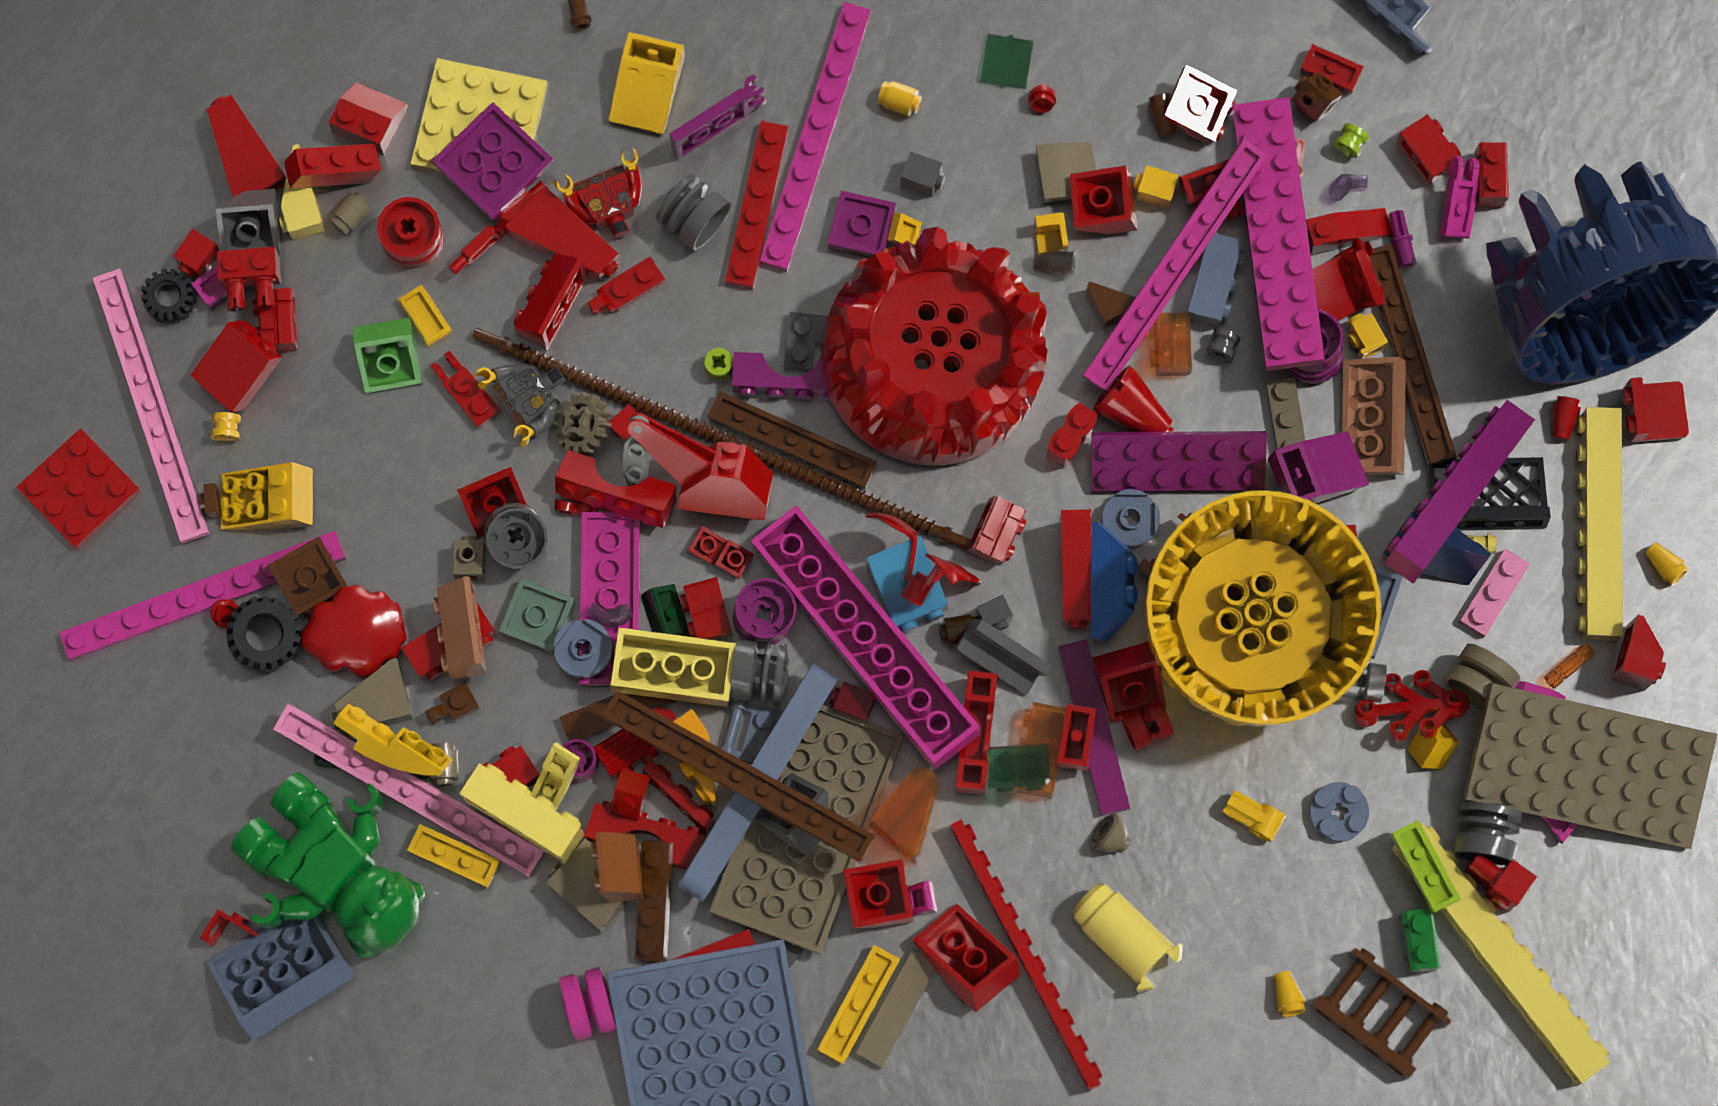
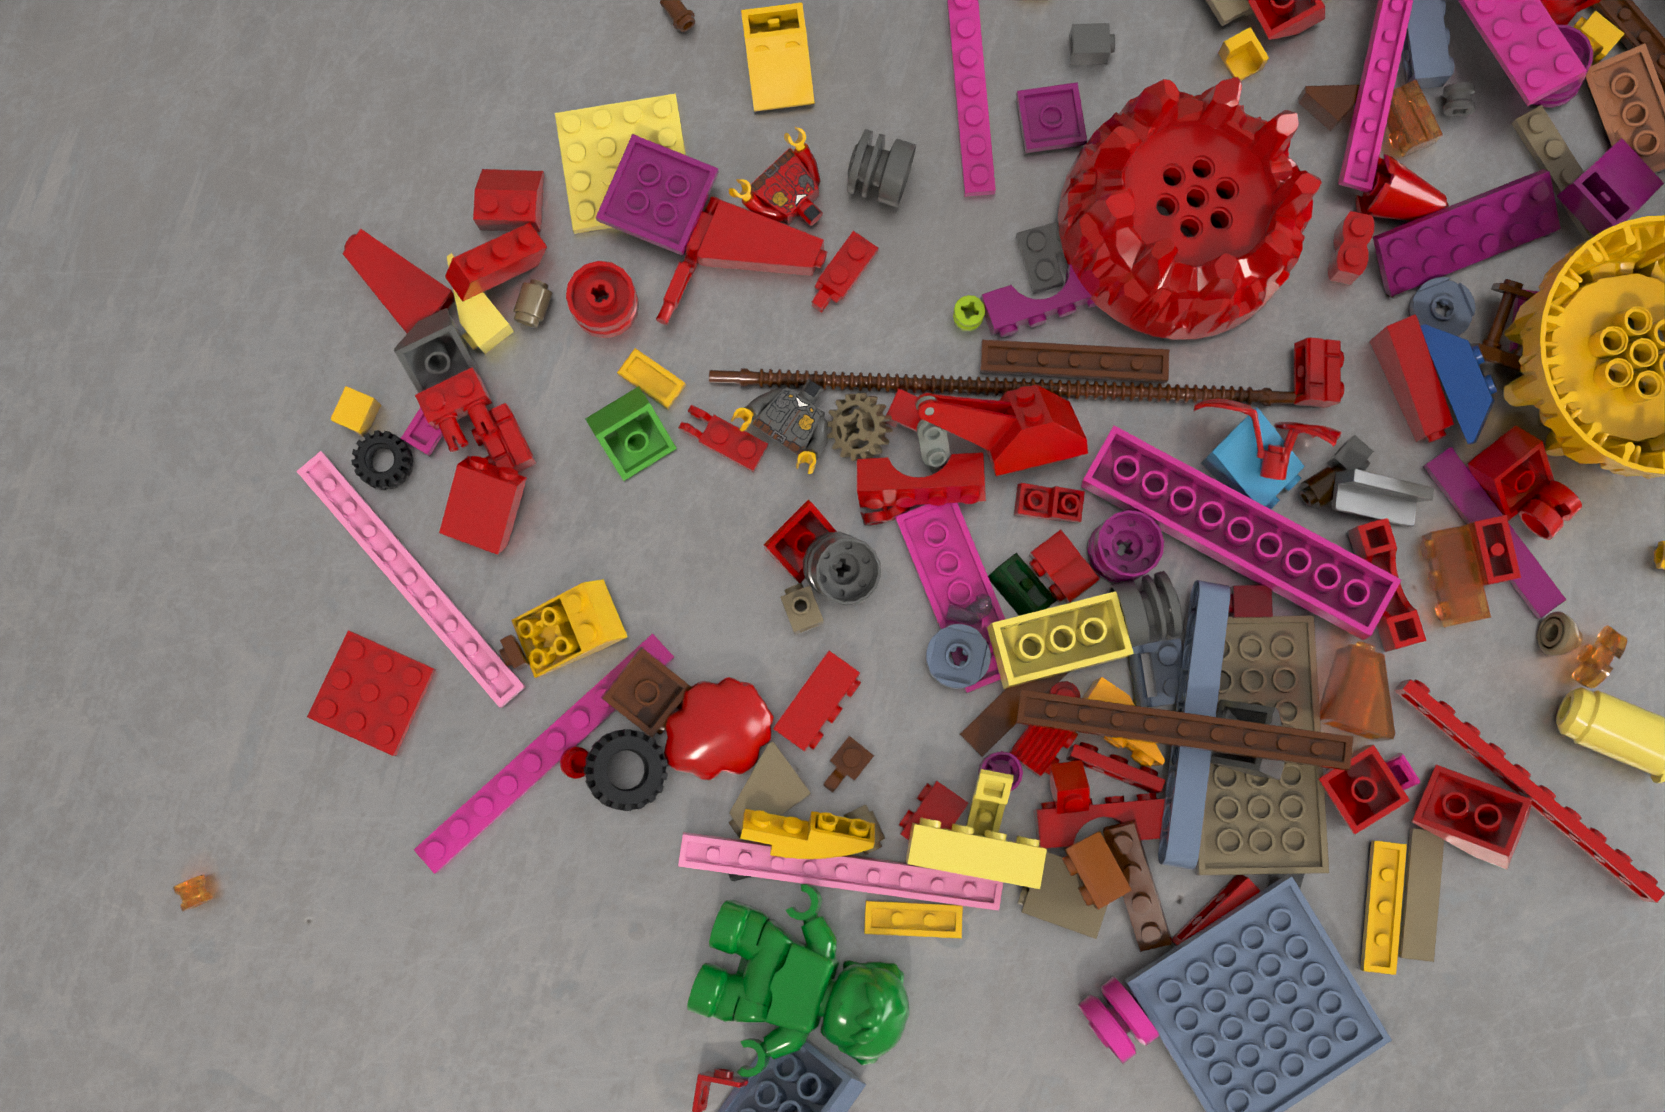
camera: 20 degrees left, 5 degrees up
(161, 246) = (355, 411): none -> yellow panel
(196, 254) = (393, 406): red brick -> none
(225, 426) = (496, 571): yellow wheel -> none
(460, 629) = (828, 688): nougat slope -> none
(536, 615) = (894, 639): sand green plate -> none
(550, 300) = (772, 313): red slope -> none
(717, 118) = (865, 65): magenta tile -> none
(757, 205) = (937, 138): red plate -> none
(903, 229) = (1096, 107): yellow plate -> none
(1018, 767) = (1451, 605): clear green bracket -> none
(1055, 262) = (1261, 81): clear smoke cone -> none
(1131, 864) = (1597, 657): none -> clear orange plate

